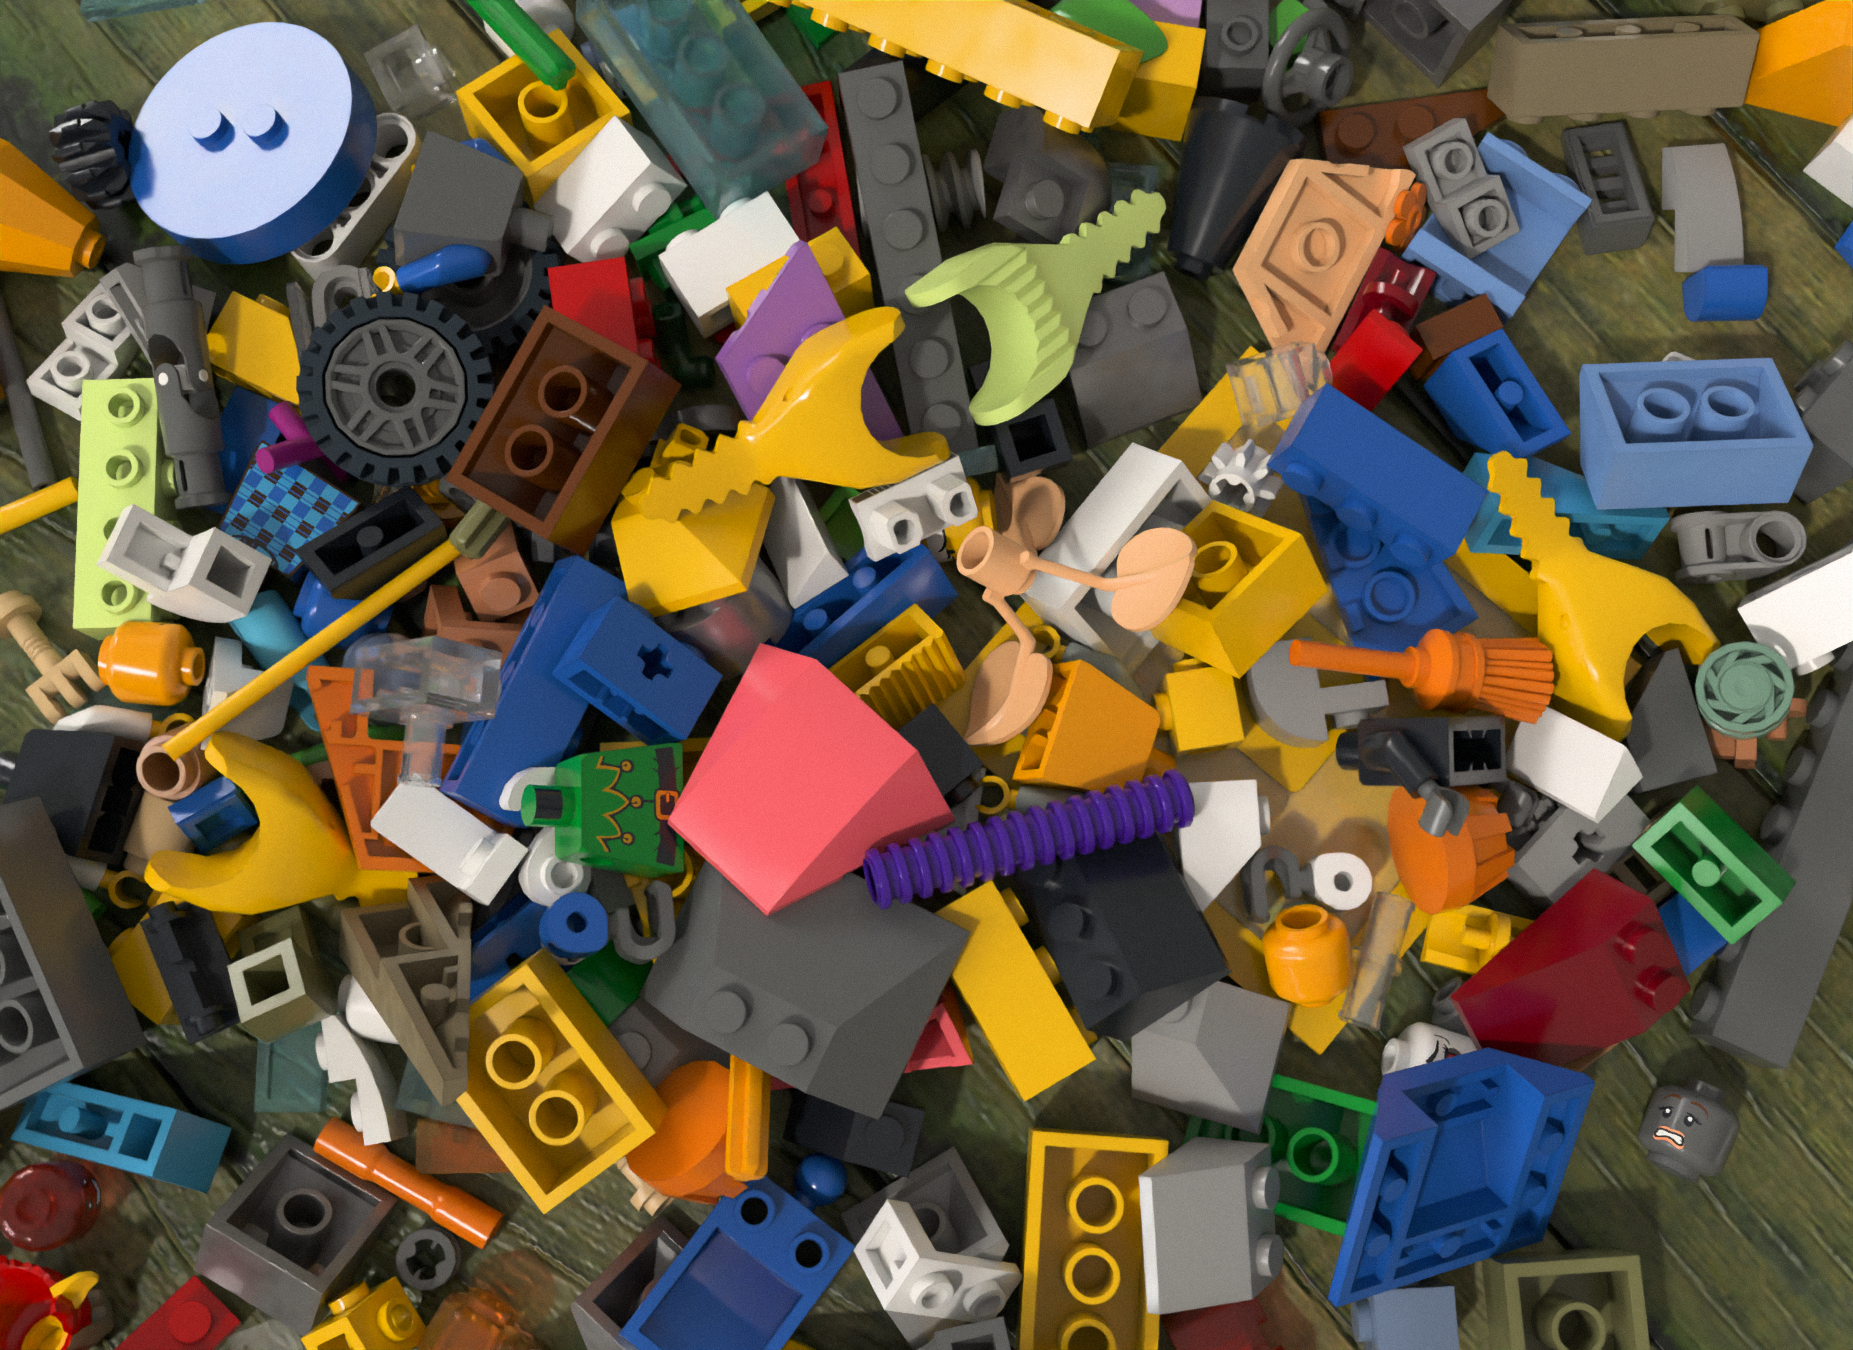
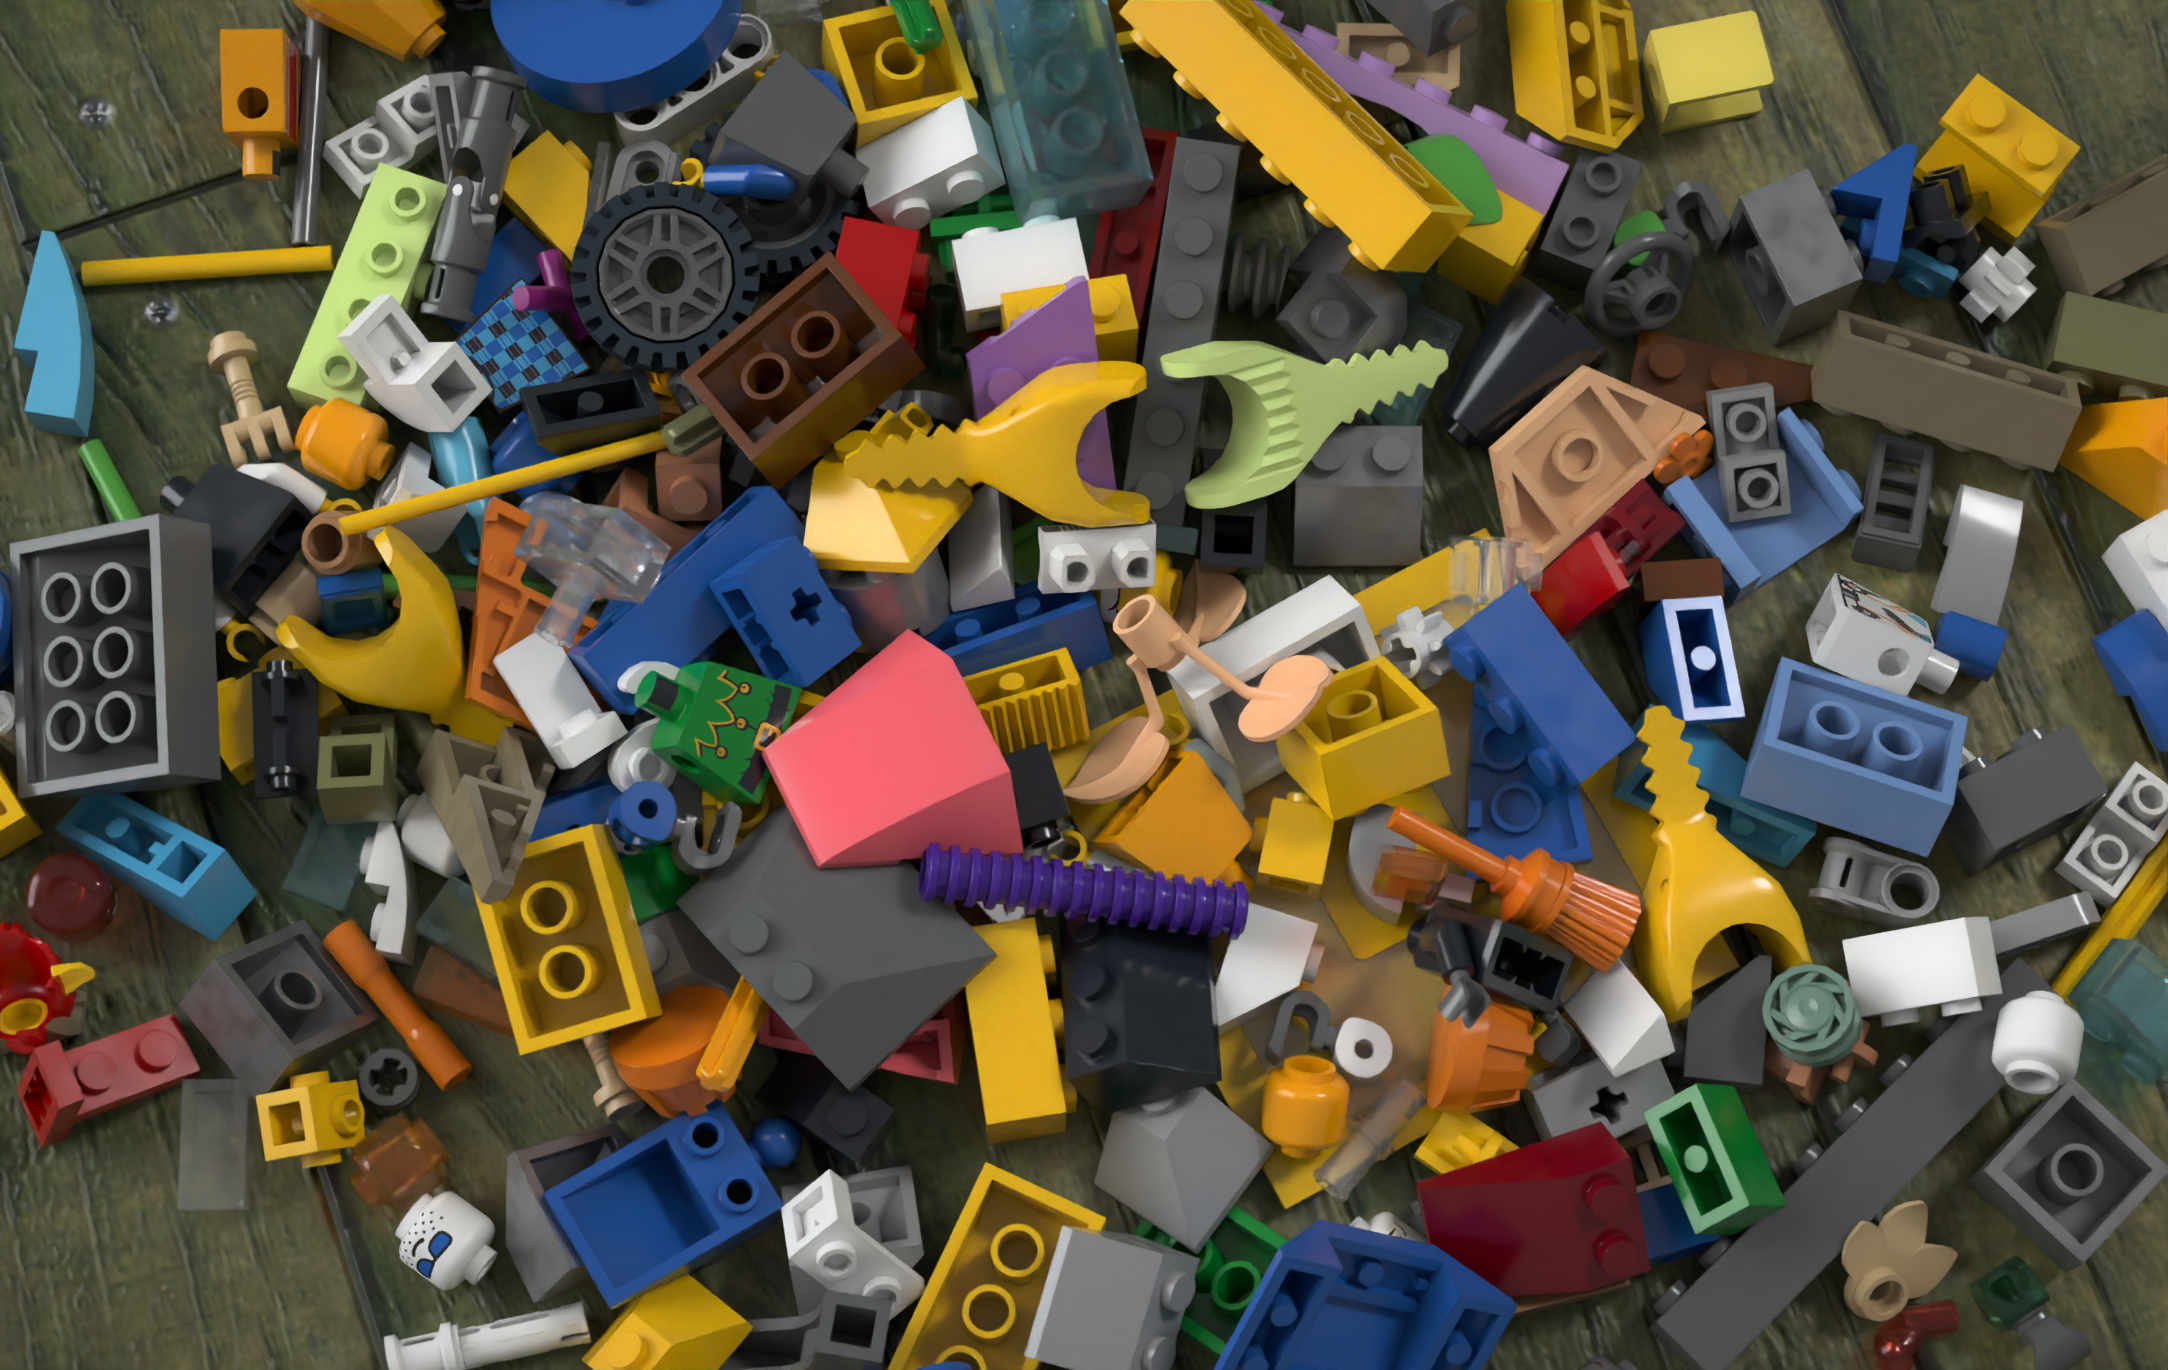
camera: 20 degrees right, 5 degrees down
(1330, 699) = (1408, 874): none -> clear orange slope
(1649, 319) = (1856, 629): none -> white torso

